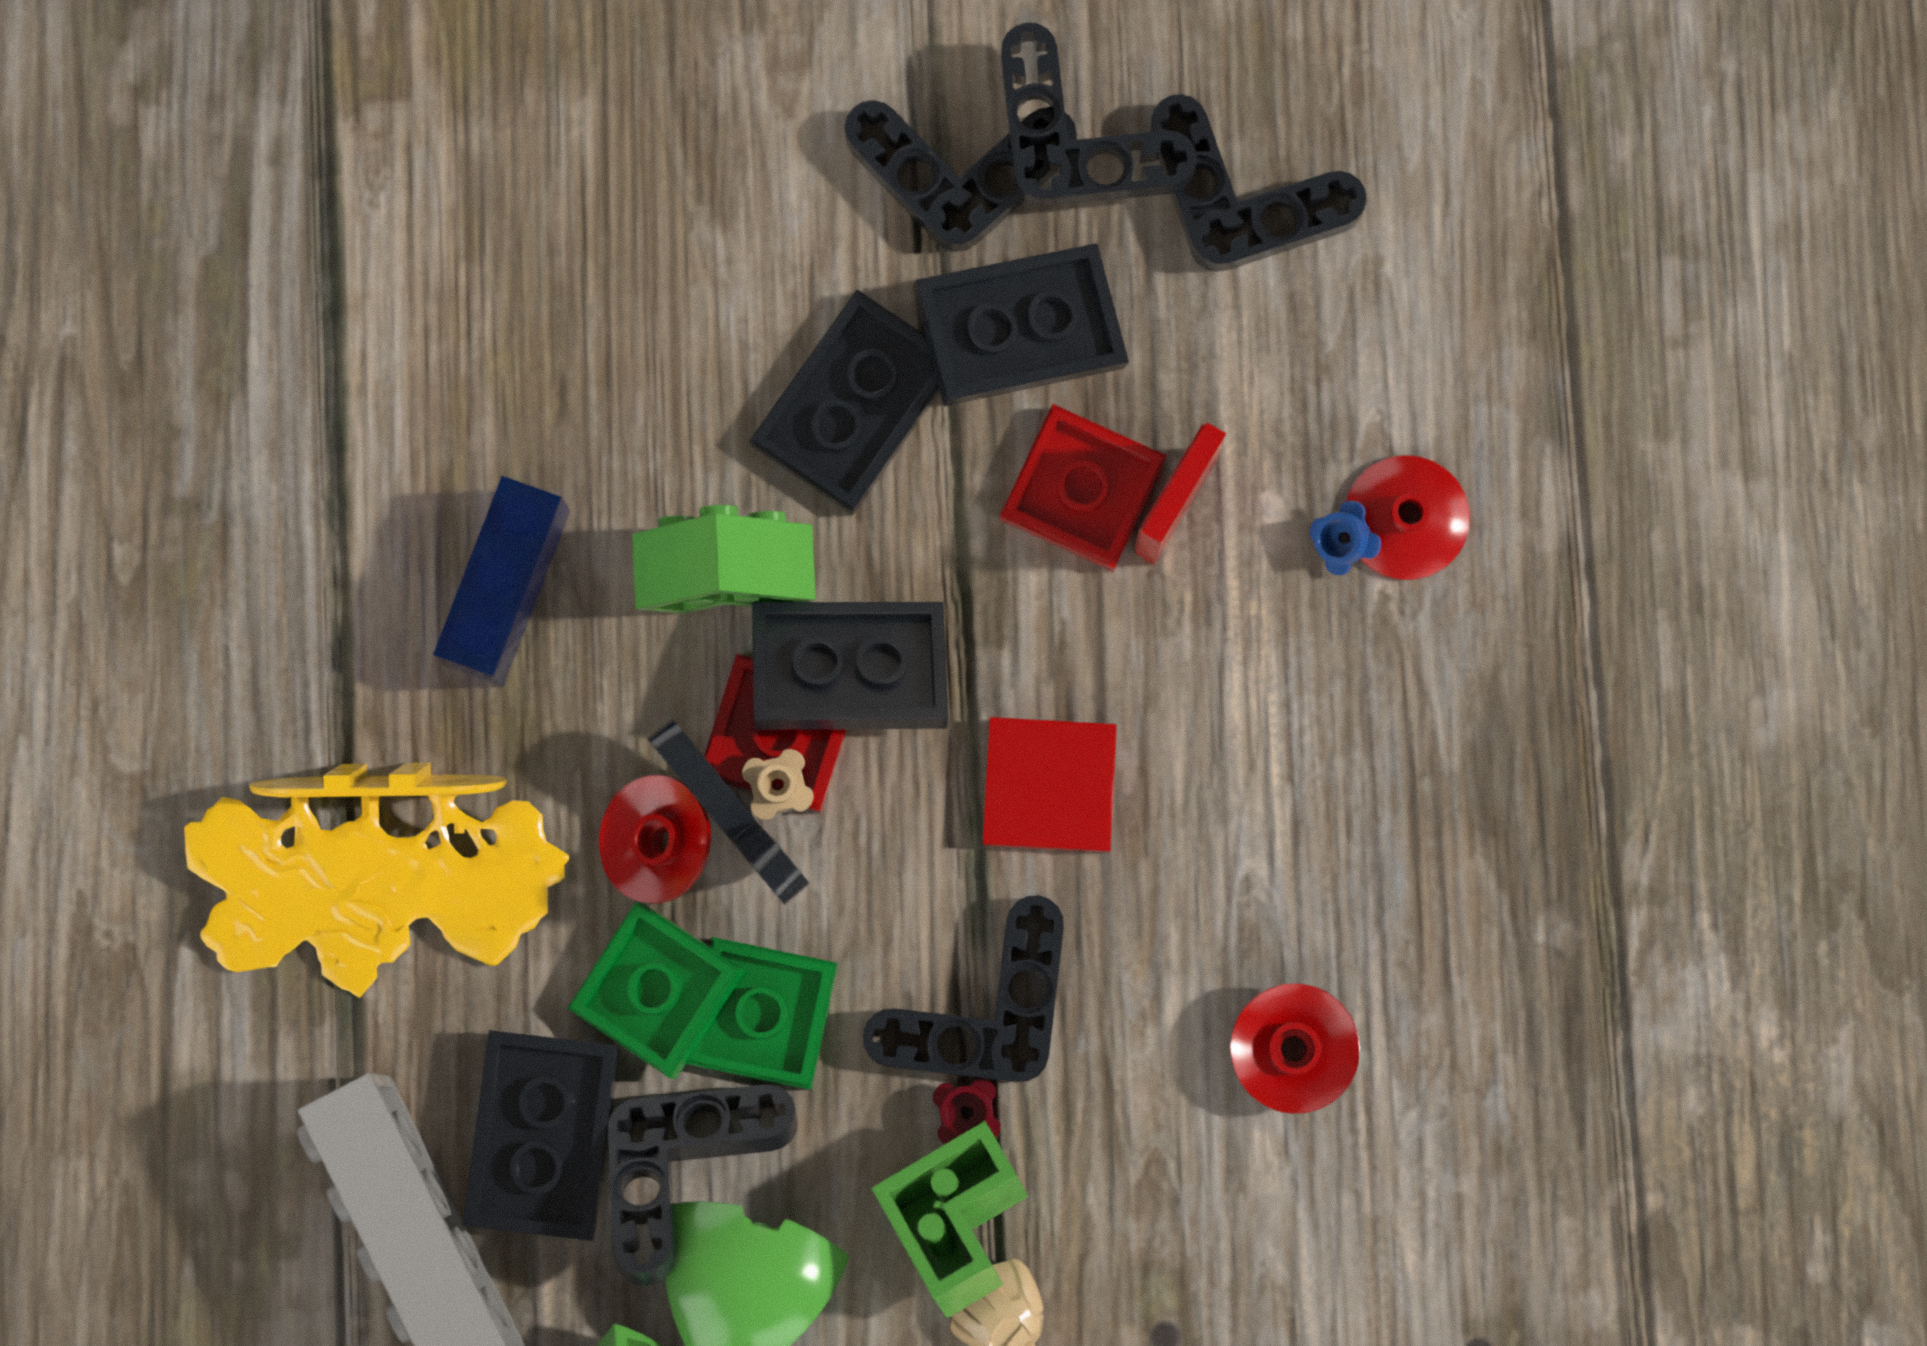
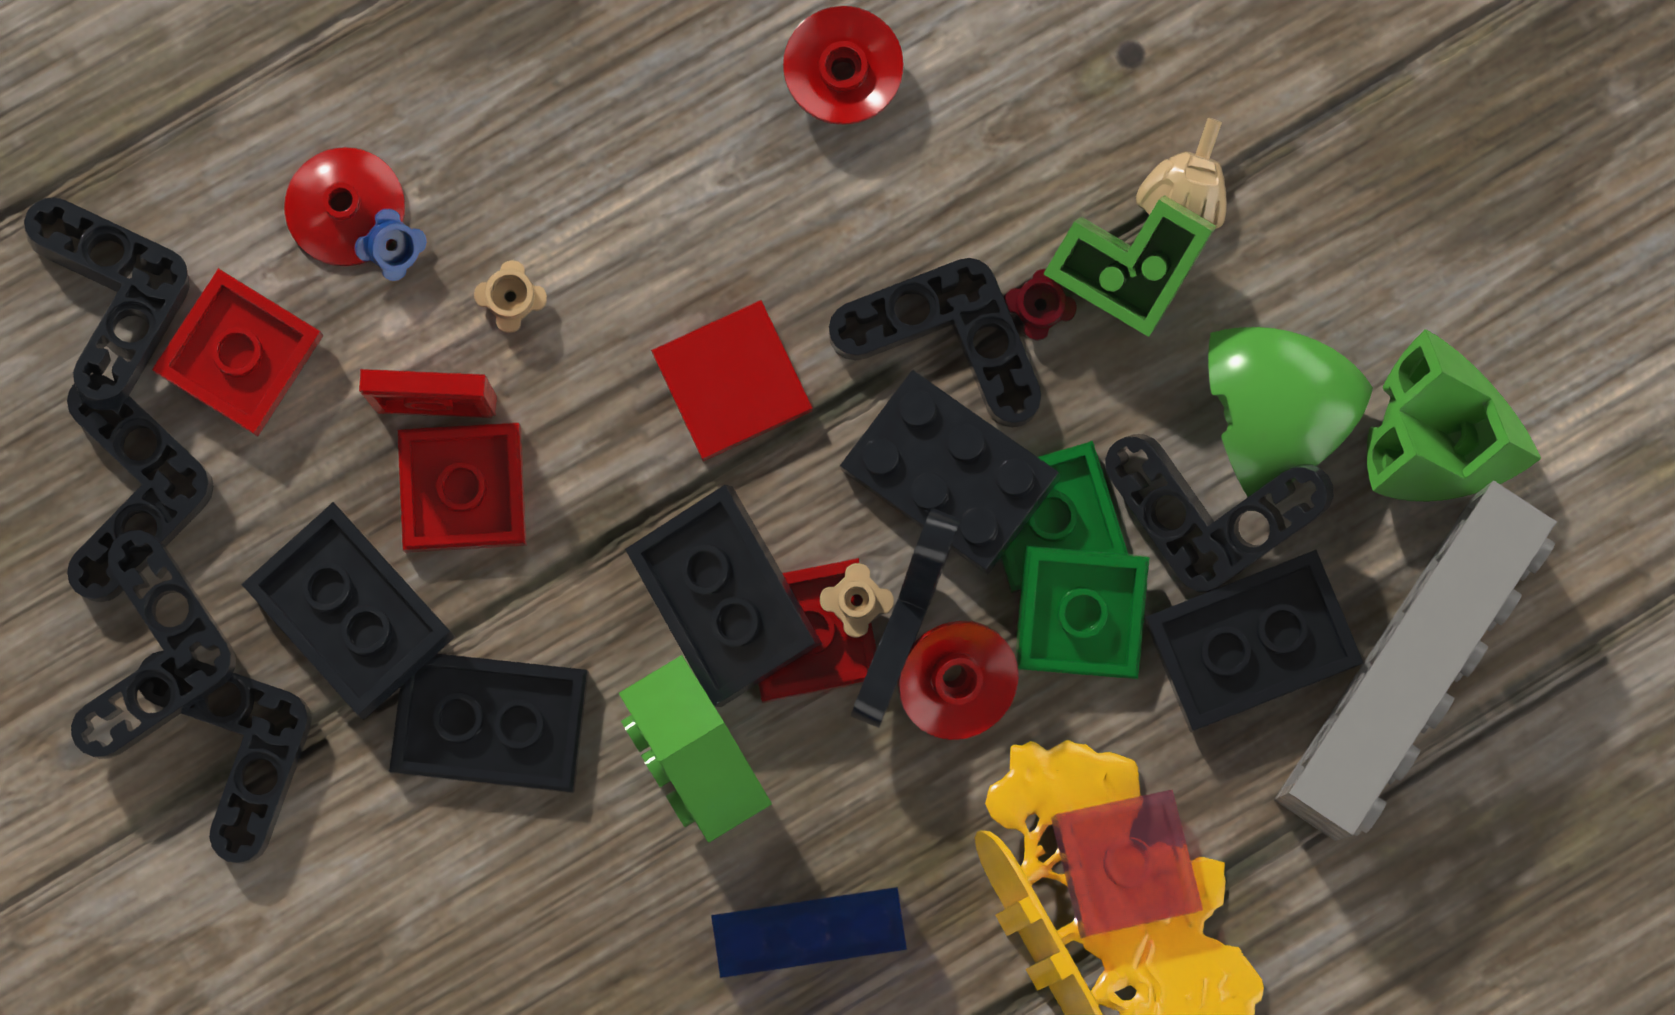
camera: 120 degrees left, 0 degrees up
(402, 901) = (1126, 863): none -> clear pink tile
(853, 939) = (945, 457): none -> black plate
(1246, 606) = (493, 292): none -> tan plate
(1316, 348) = (237, 352): none -> red plate
(1417, 279) = (133, 295): none -> black beam

